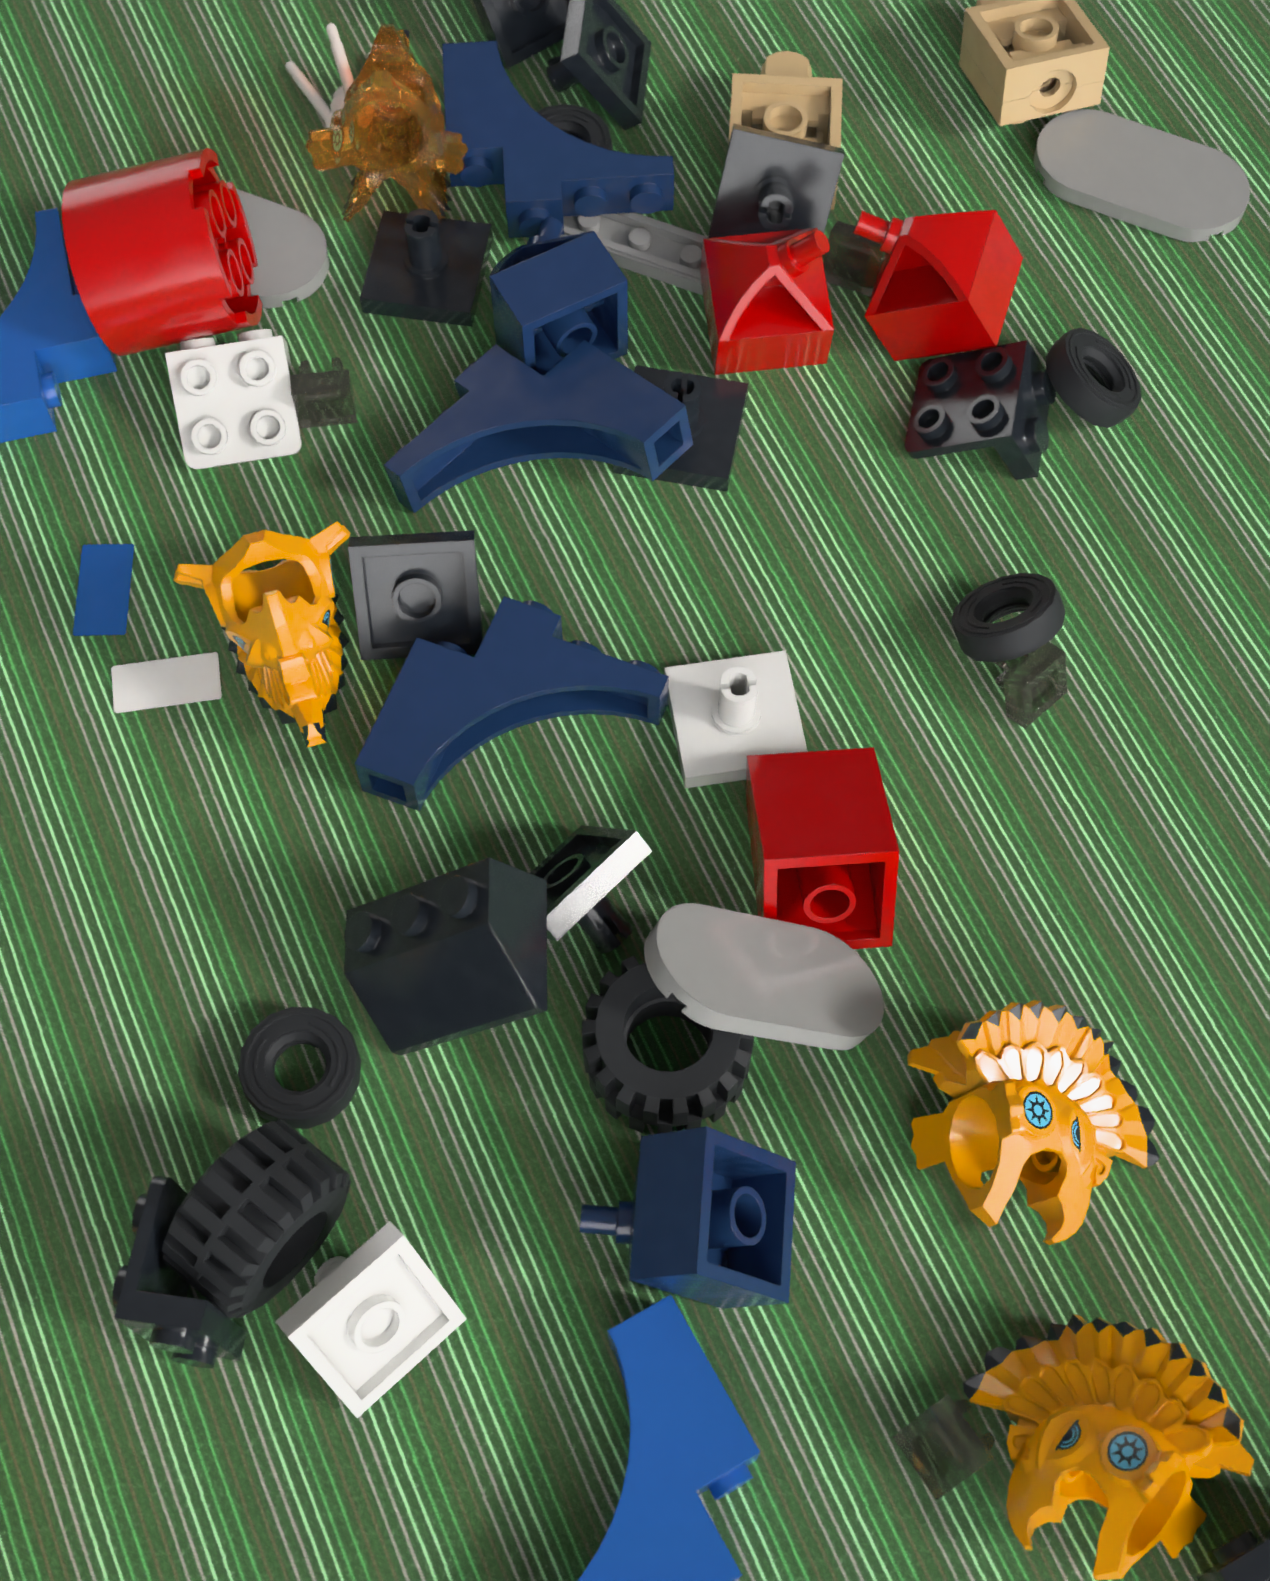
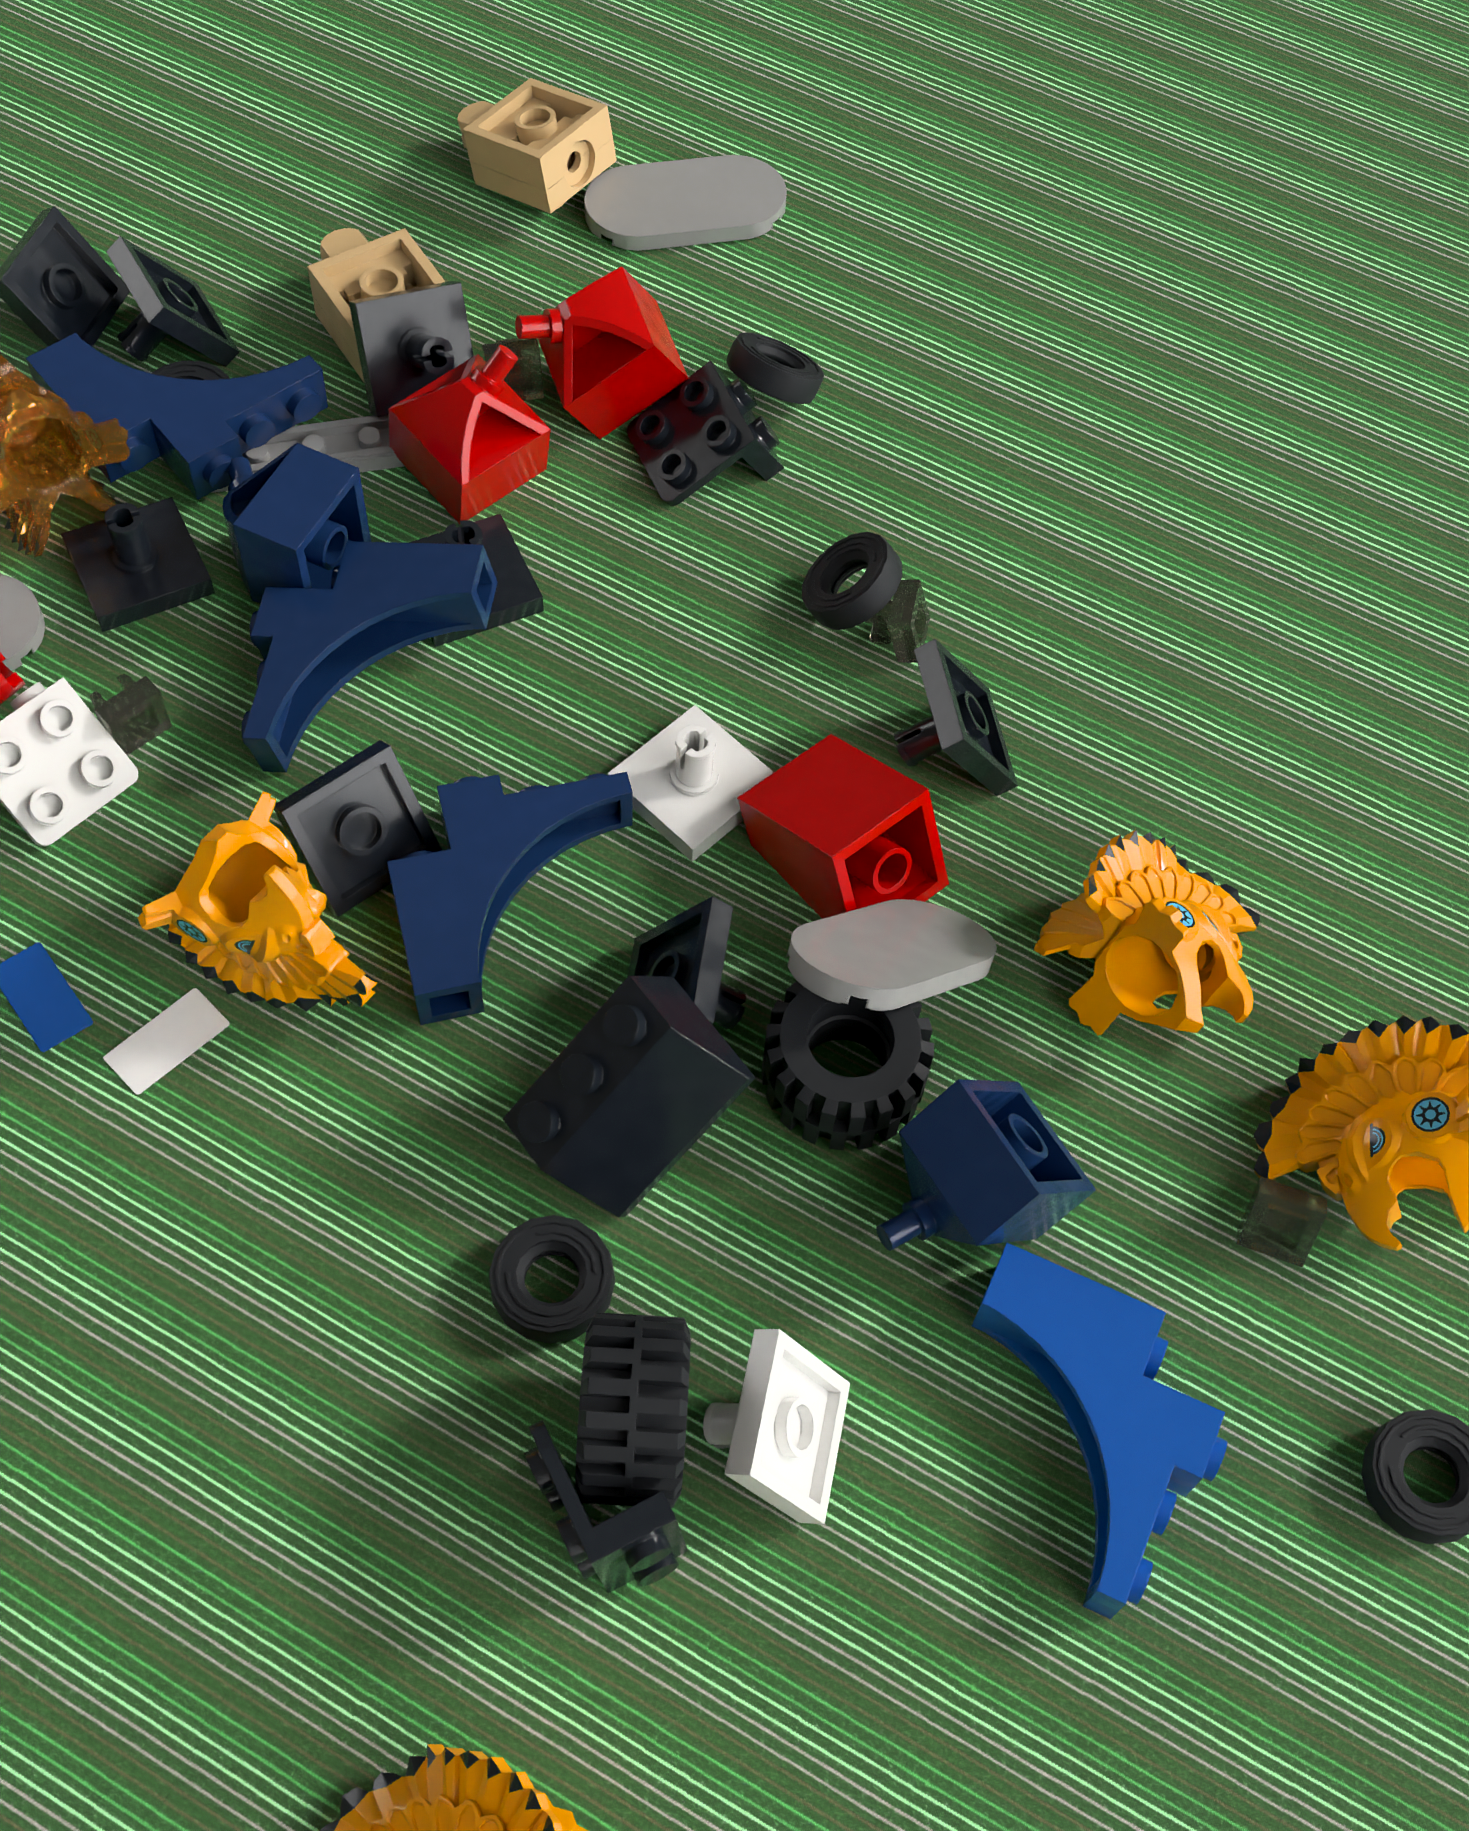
camera: 40 degrees left, 5 degrees down
(1004, 805) = (960, 723): none -> black tile

